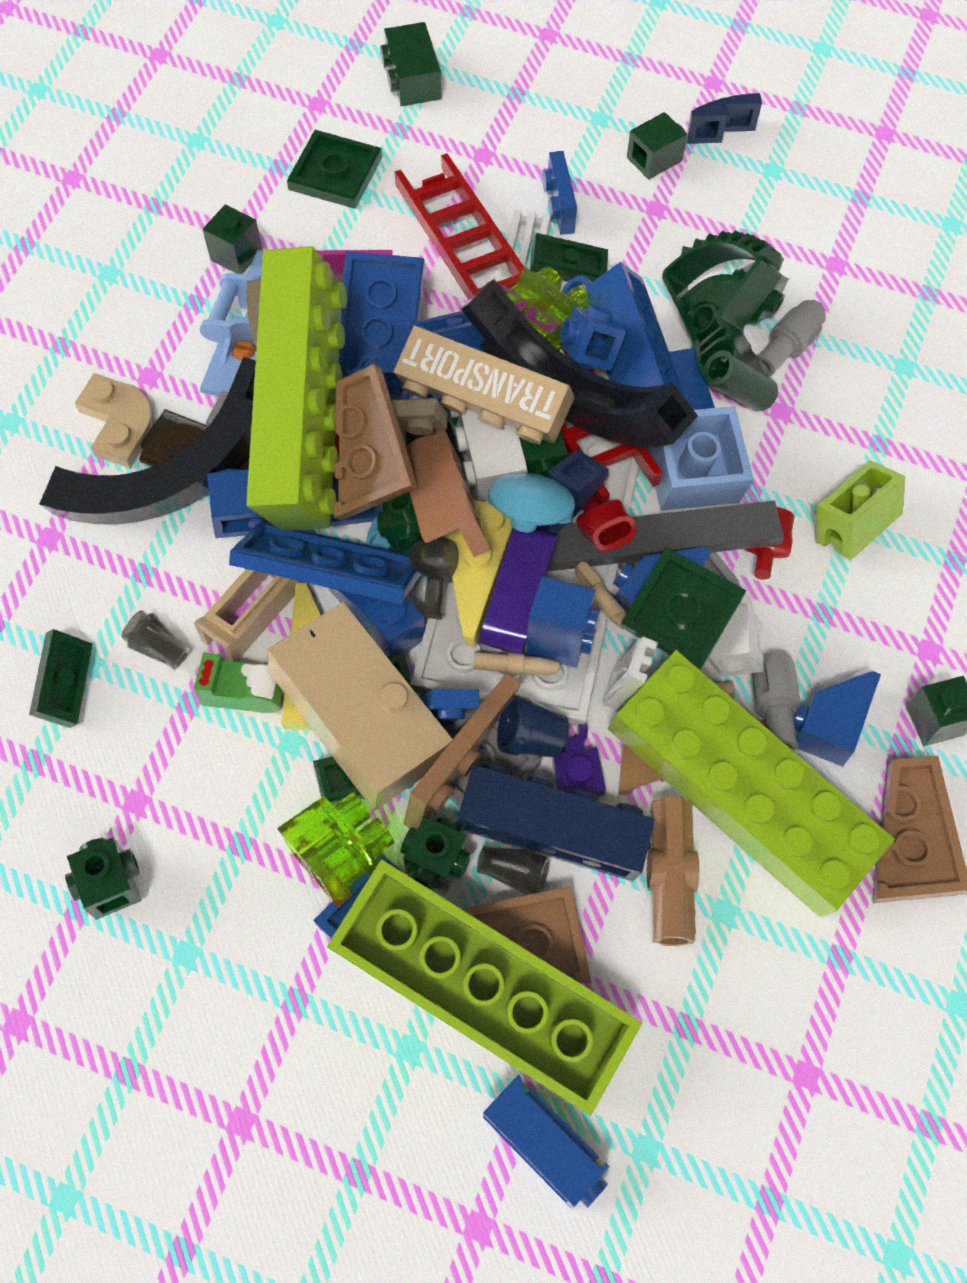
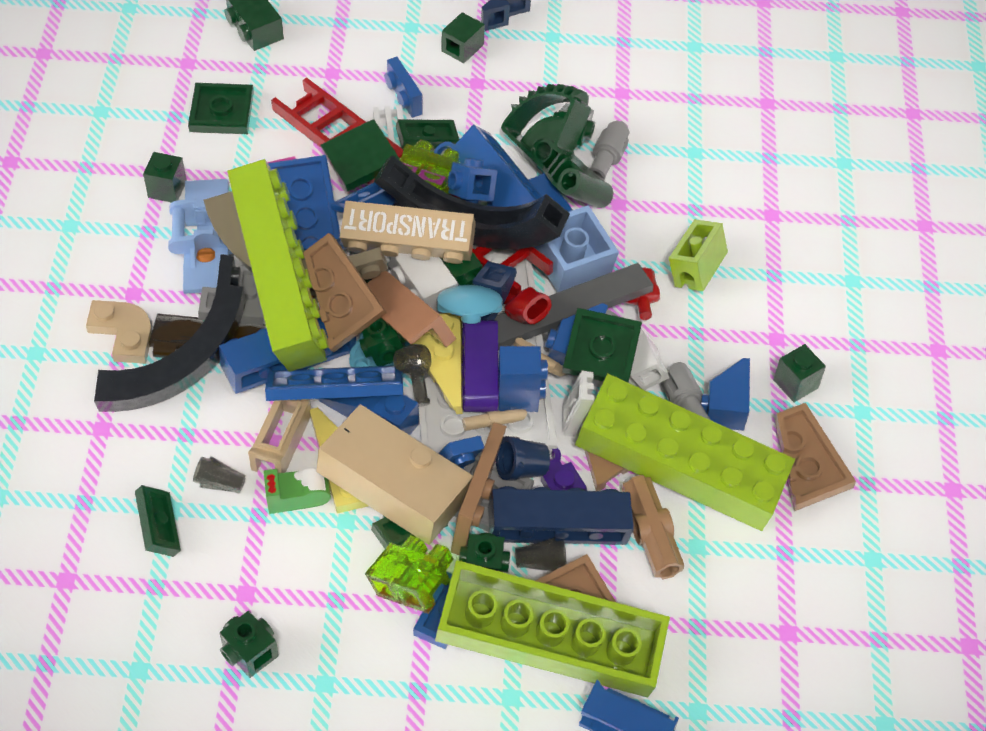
camera: 20 degrees left, 10 degrees down
(467, 263) = (358, 154): none -> dark green tile

